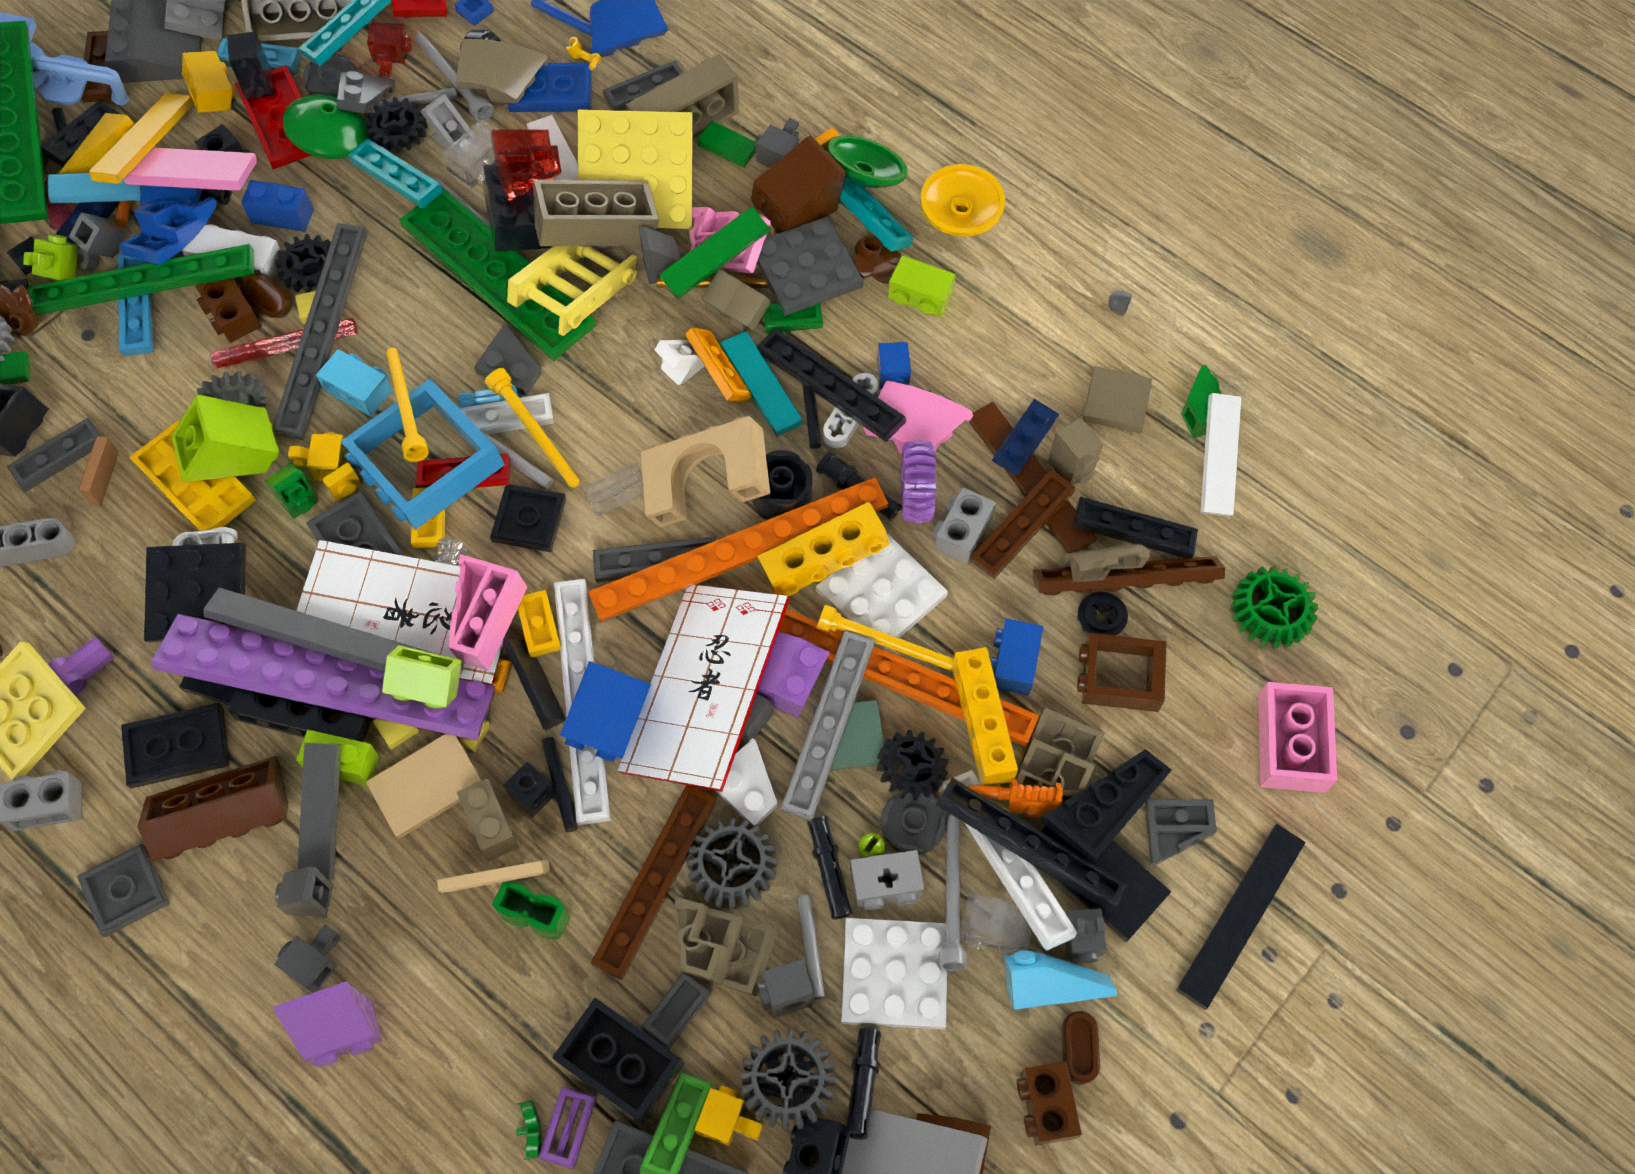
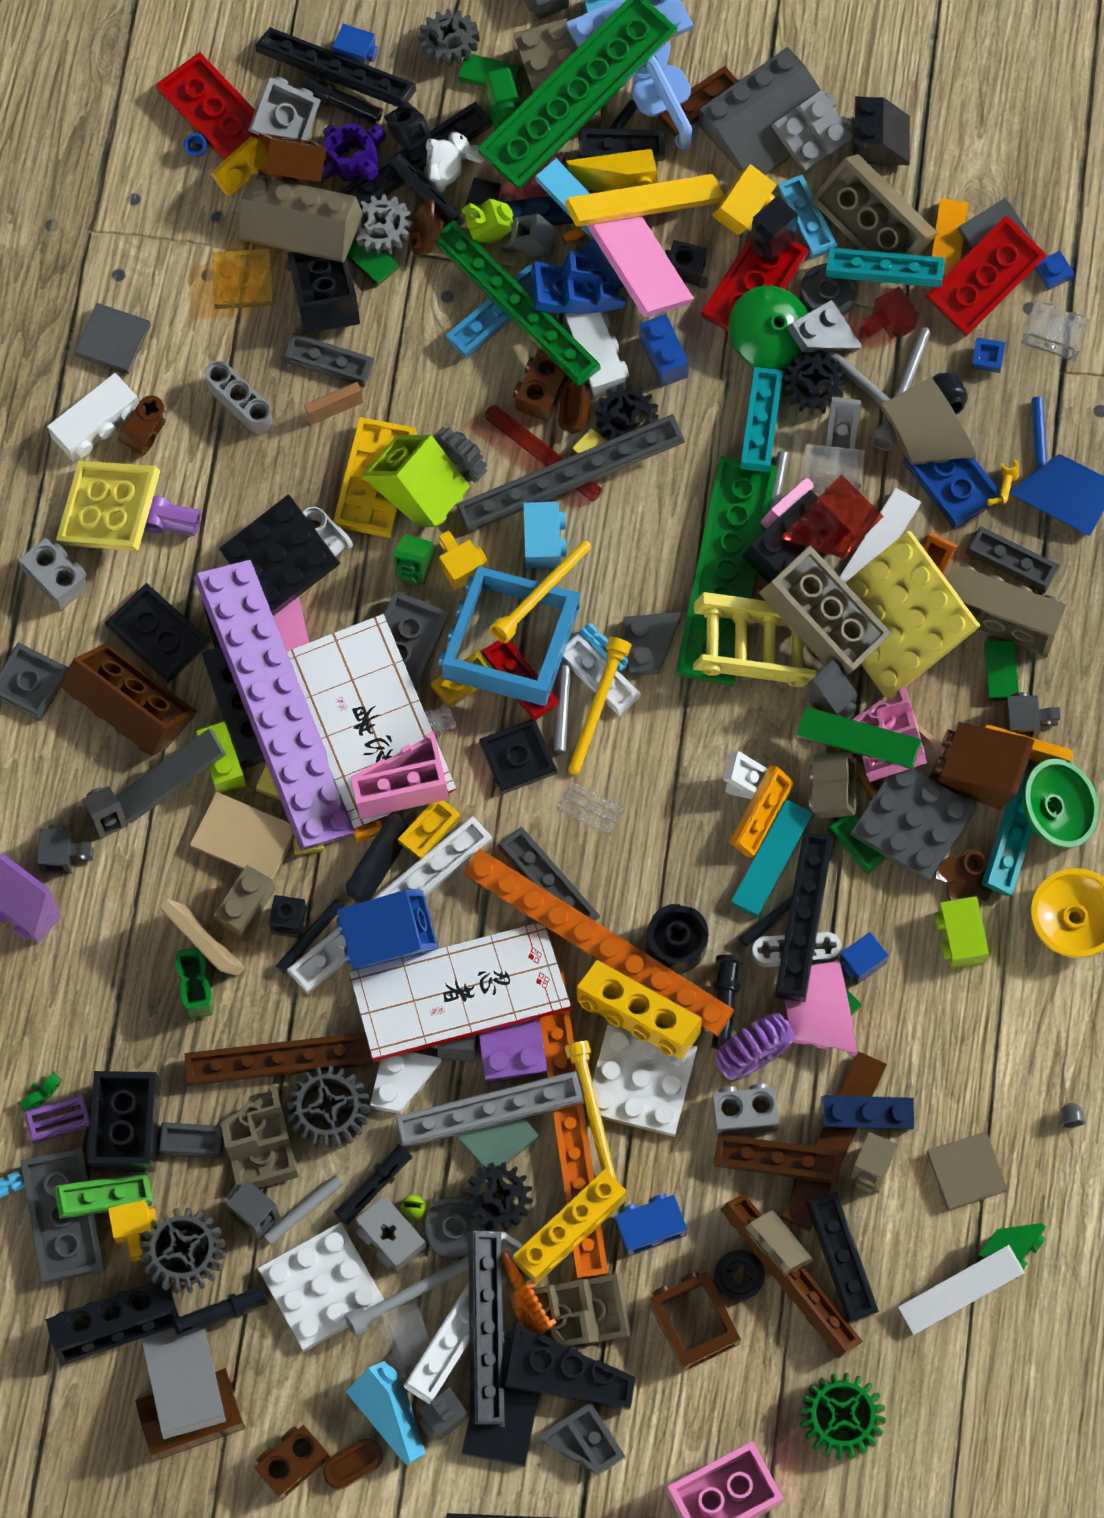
camera: 60 degrees right, 5 degrees up
(301, 629) = (306, 688): dark grey tile -> none
(342, 482) = (447, 592): yellow plate -> none
(421, 677) = (314, 775): lime brick -> none
(479, 195) = (787, 502): none -> bright pink tile
(669, 464) = (634, 836): tan arch -> none

